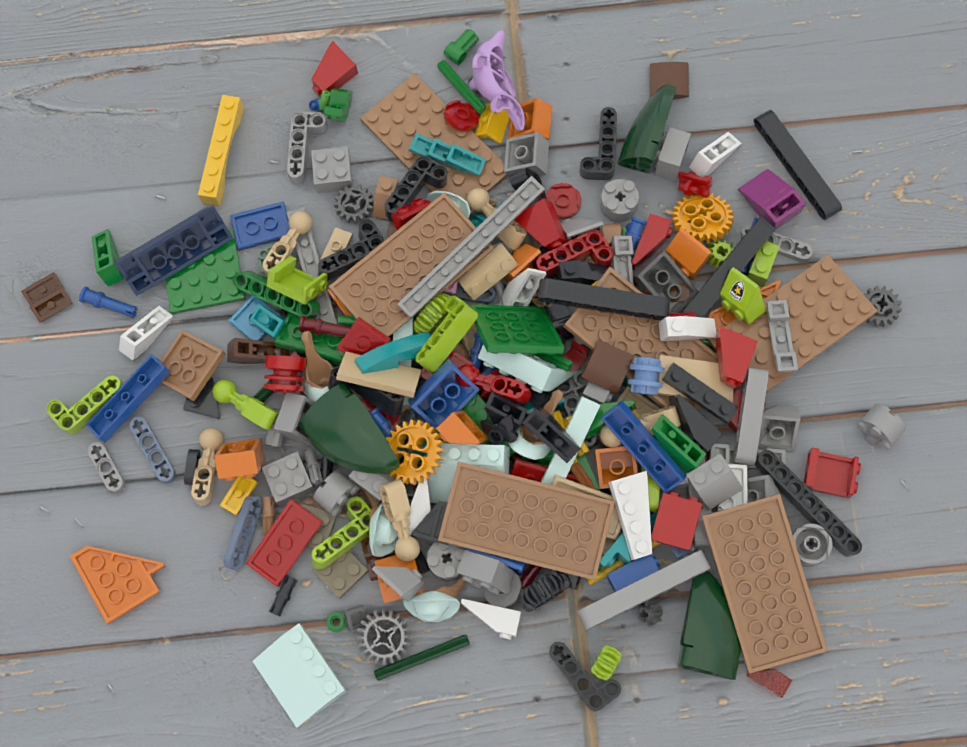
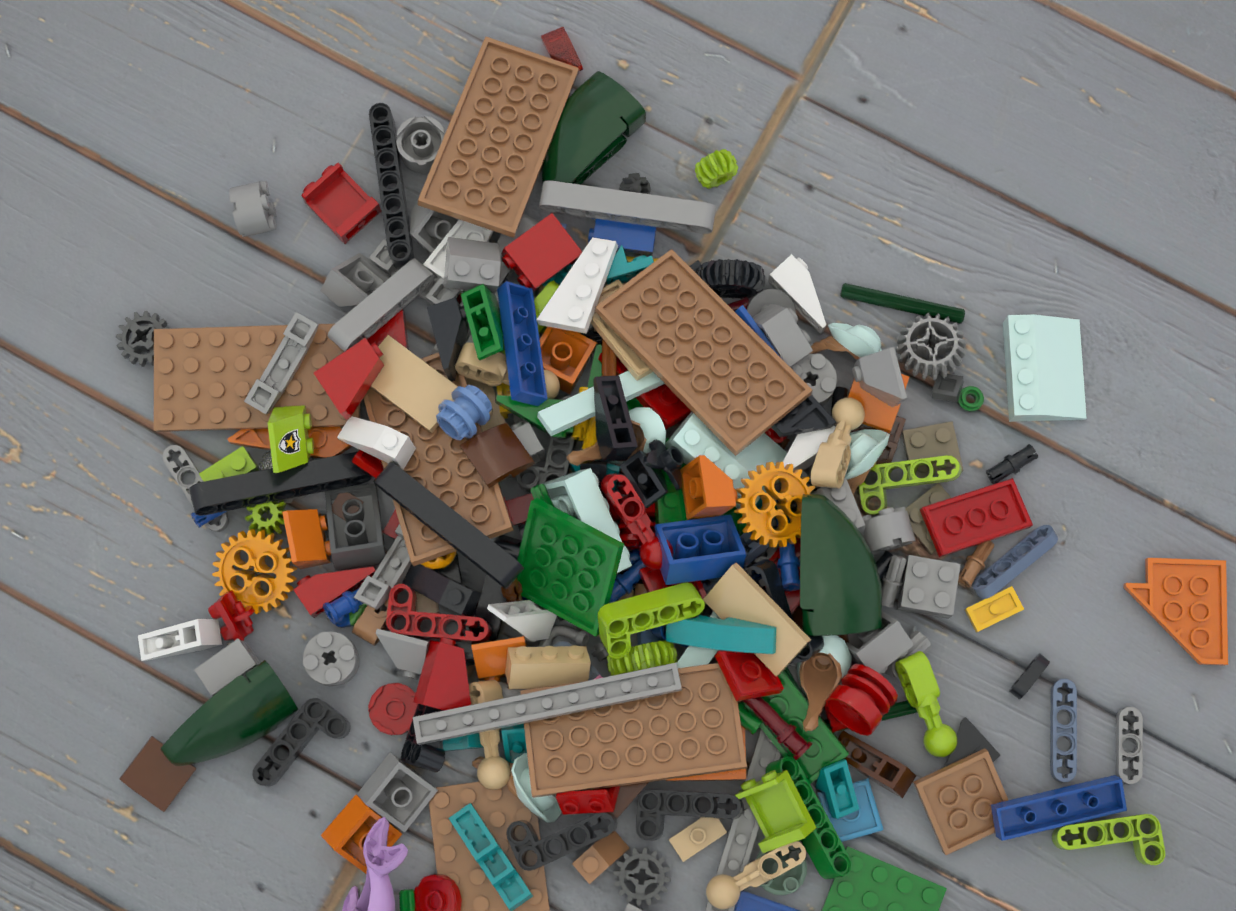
camera: 150 degrees left, 5 degrees up
(143, 333) = (991, 882): white slope -> none
(210, 441) = (990, 694): tan beam -> none
(239, 459) = (972, 637): orange brick -> none
(492, 124) = (413, 868): yellow panel -> none
(581, 674) = (751, 177): black beam -> none
(699, 393) = (417, 362): black plate -> none
(772, 198) = (159, 541): magenta slope -> none
(797, 165) = (97, 563): black beam -> none

